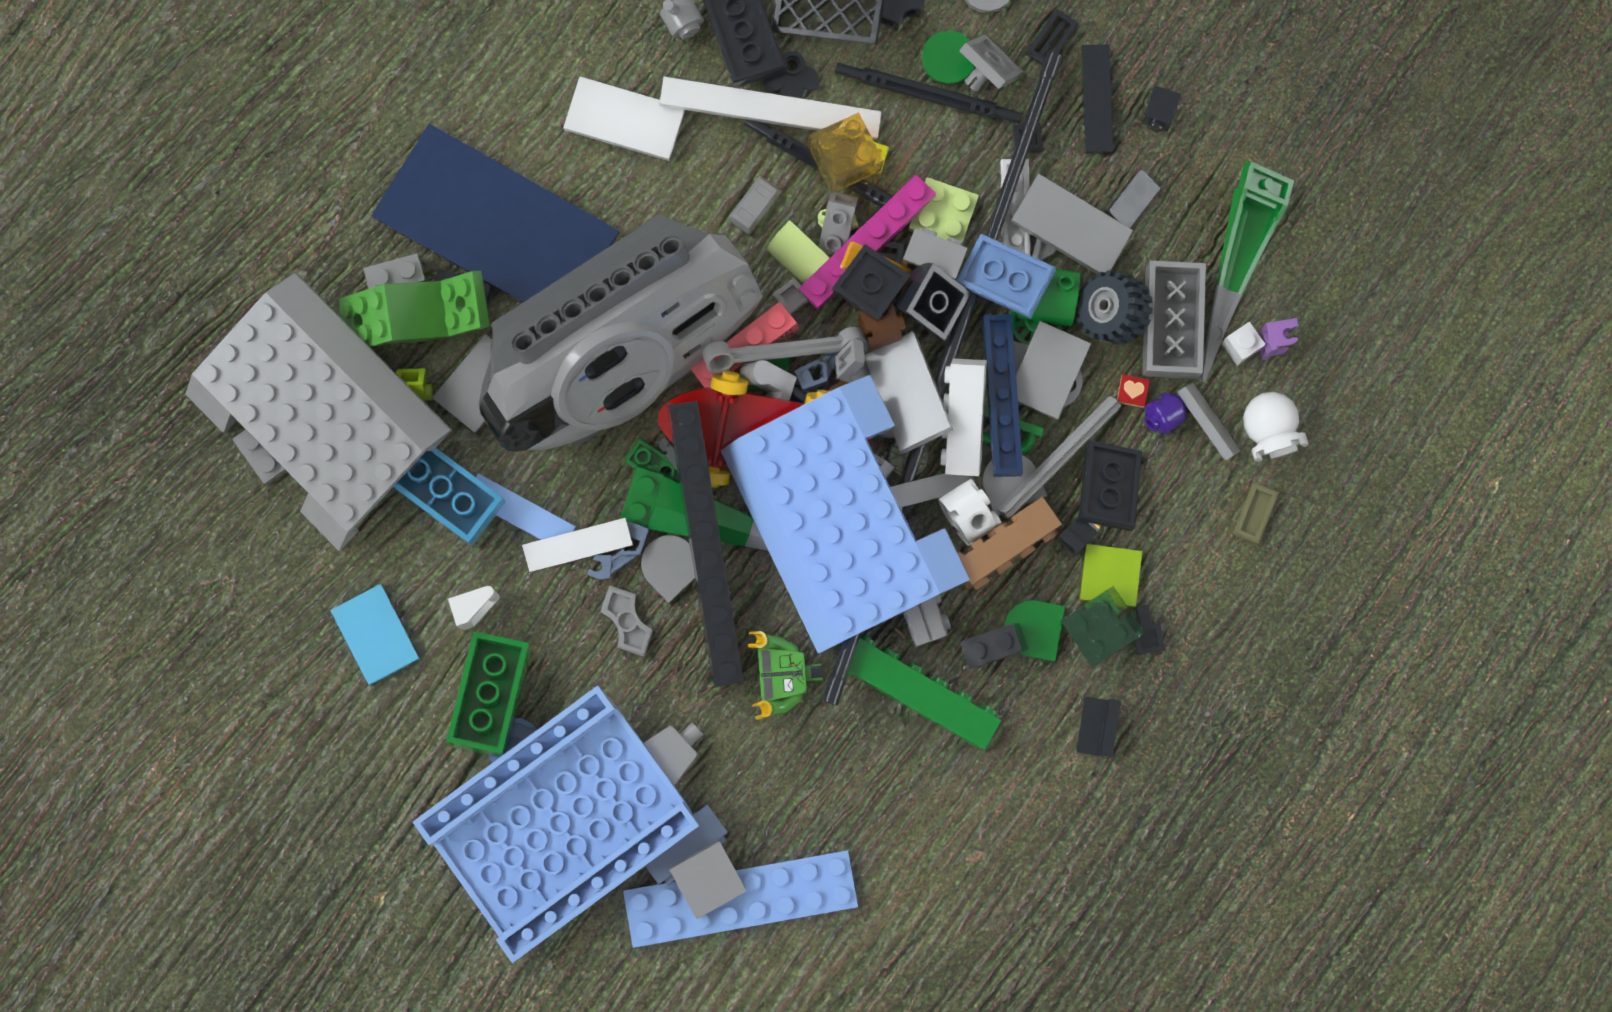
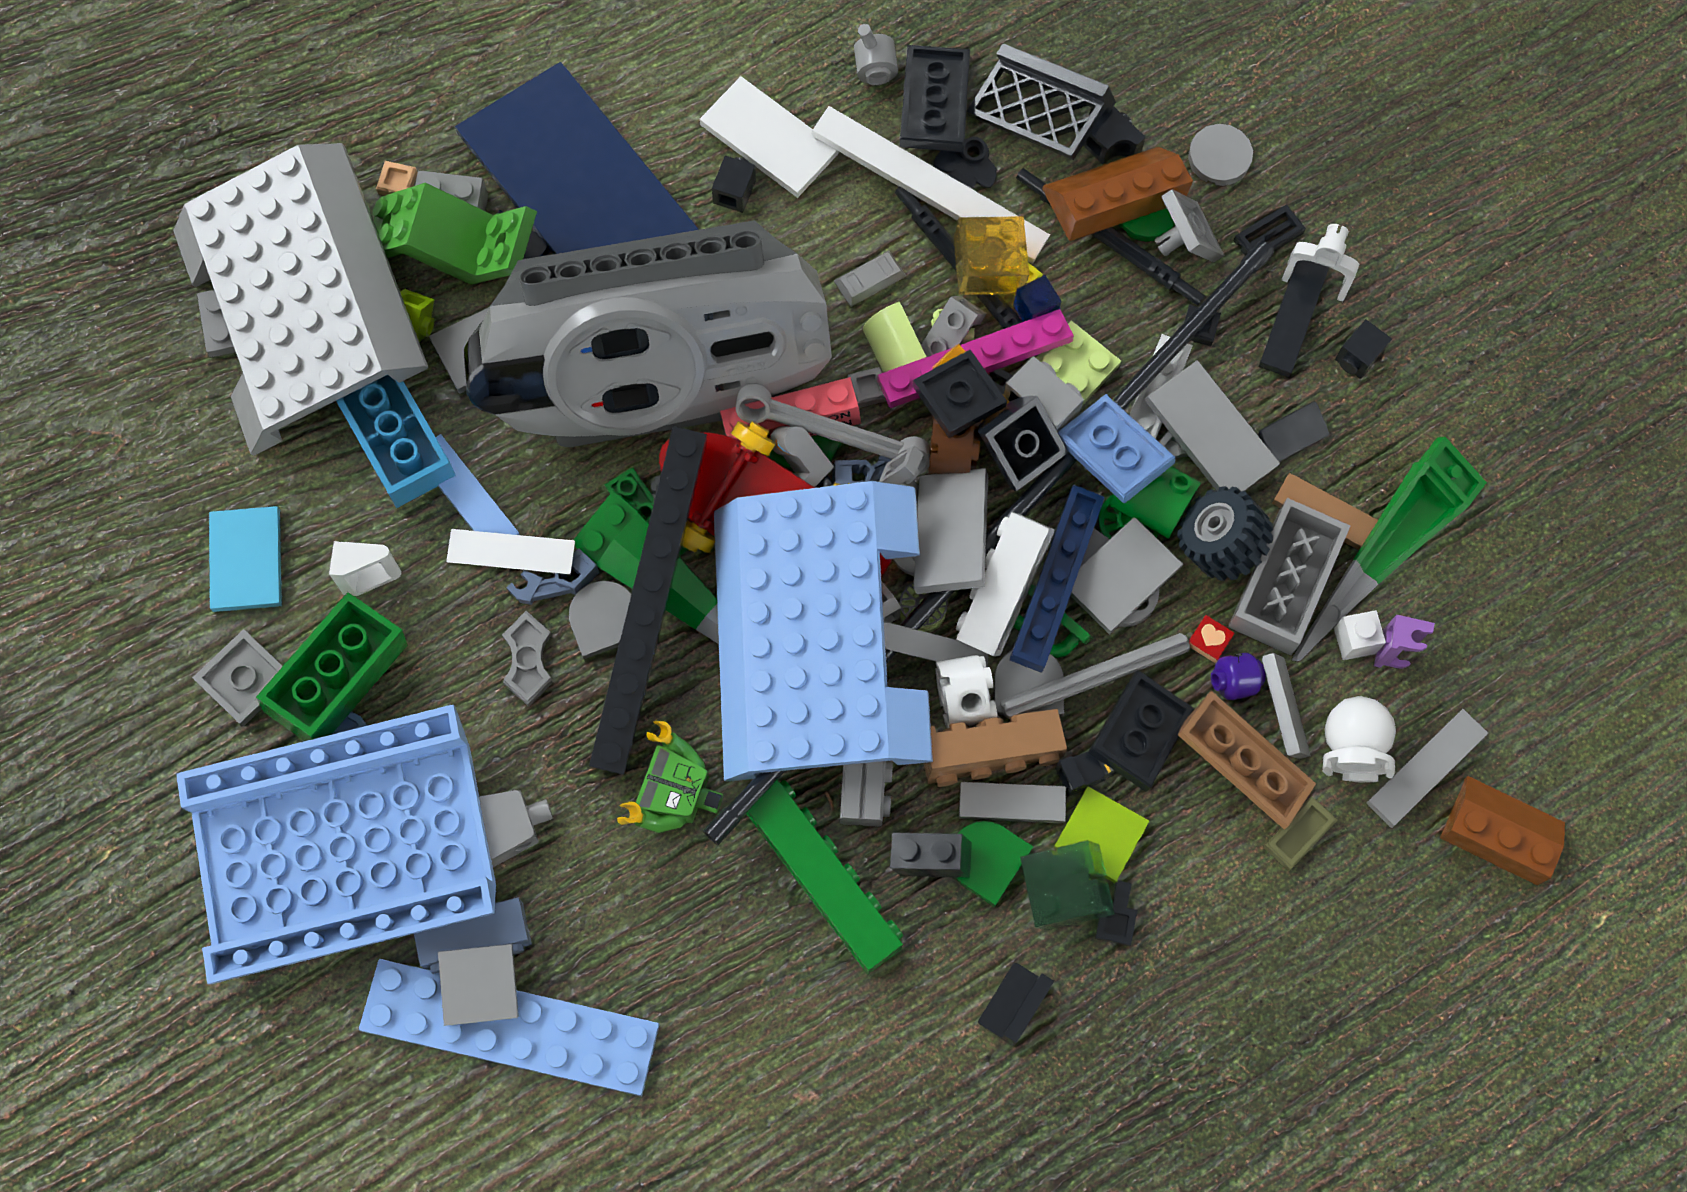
camera: 25 degrees right, 10 degrees down
(343, 277) = (395, 178): none -> light nougat tile
(419, 727) = (238, 676): none -> light grey plate
(614, 170) = (734, 183): none -> black brick
(895, 174) = (1036, 299): none -> clear blue brick
(920, 54) = (1116, 191): none -> dark orange slope
(1036, 579) = (1012, 802): none -> light grey tile
(1106, 44) = (1328, 253): none -> white piece
(1180, 250) = (1319, 500): none -> medium nougat tile
(1195, 475) = (1247, 759): none -> medium nougat slope
(1329, 424) = (1427, 768): none -> light grey tile
(1403, 449) = (1505, 831): none -> dark orange slope

